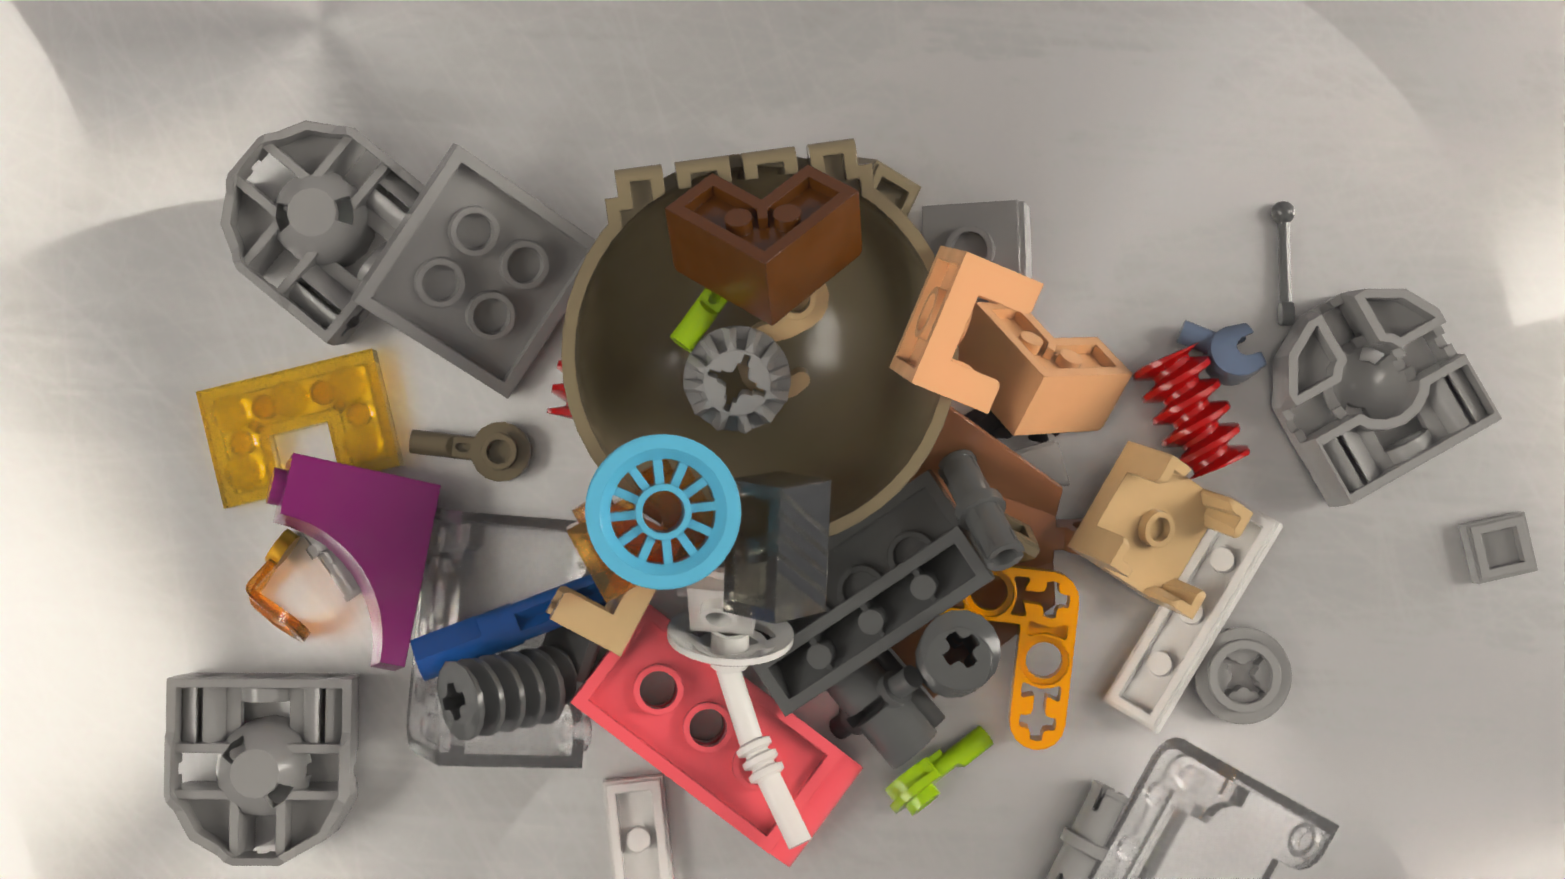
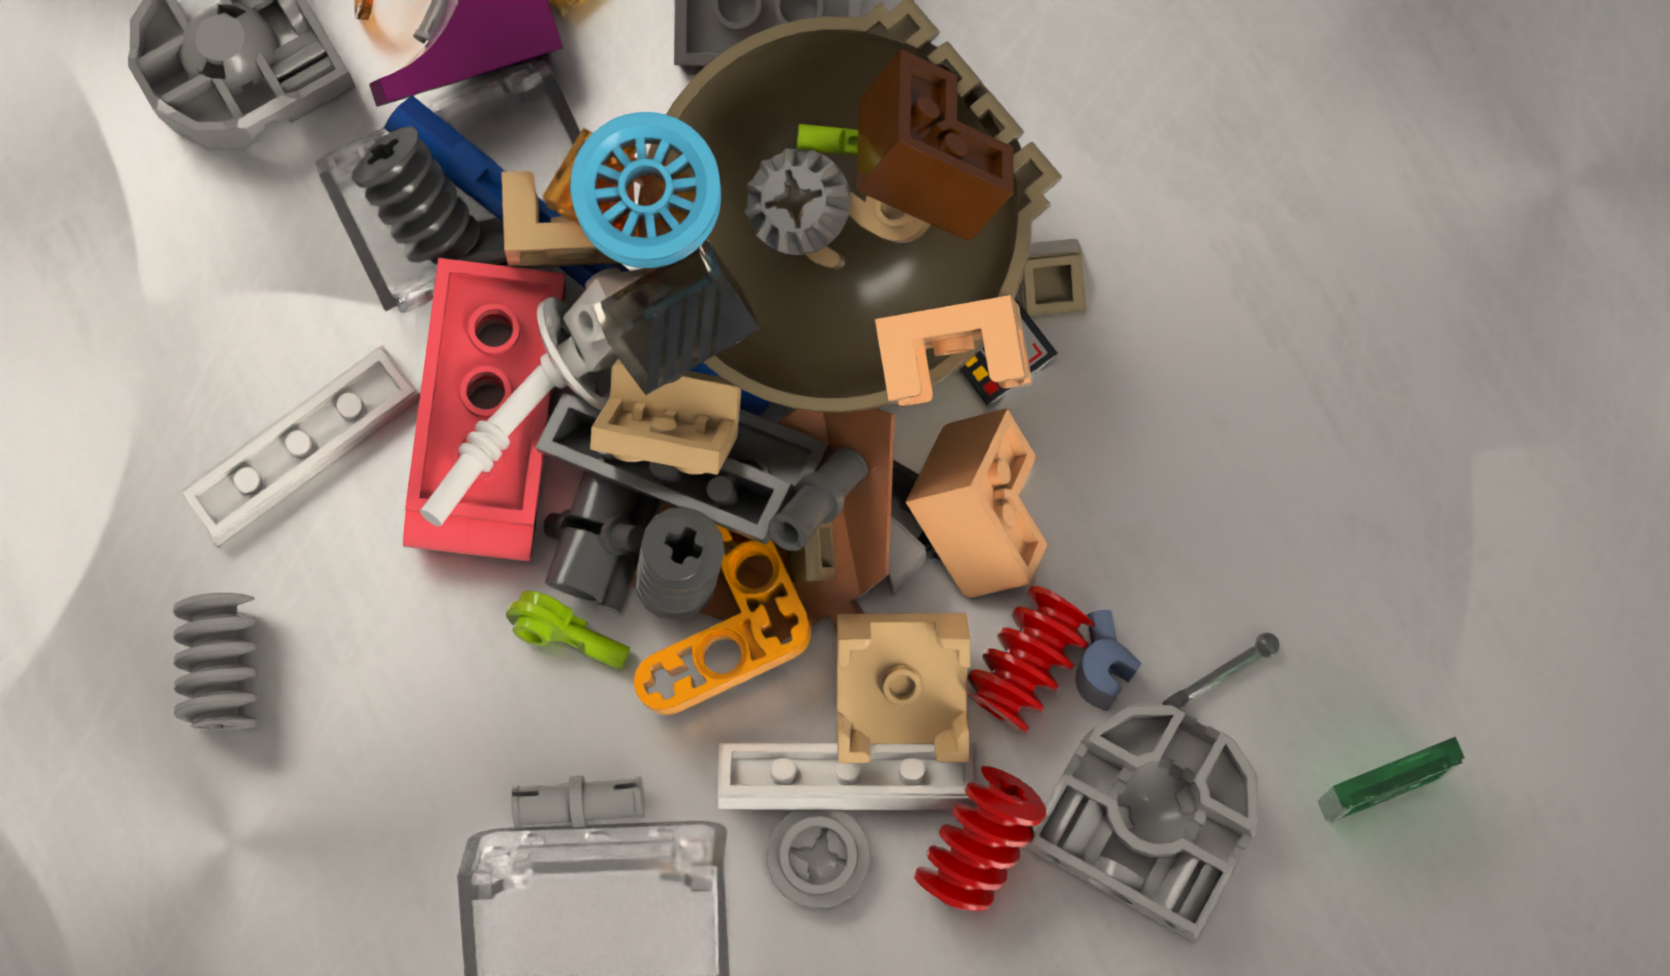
camera: 65 degrees right, 10 degrees down
(497, 450) = (622, 82): dark tan plate -> none
(862, 596) = (676, 425): none -> tan bracket
(987, 229) = (1068, 396): light grey piece -> none
(1322, 541) = (984, 844): none -> red piece
(1470, 183) = (1391, 780): none -> clear green tile

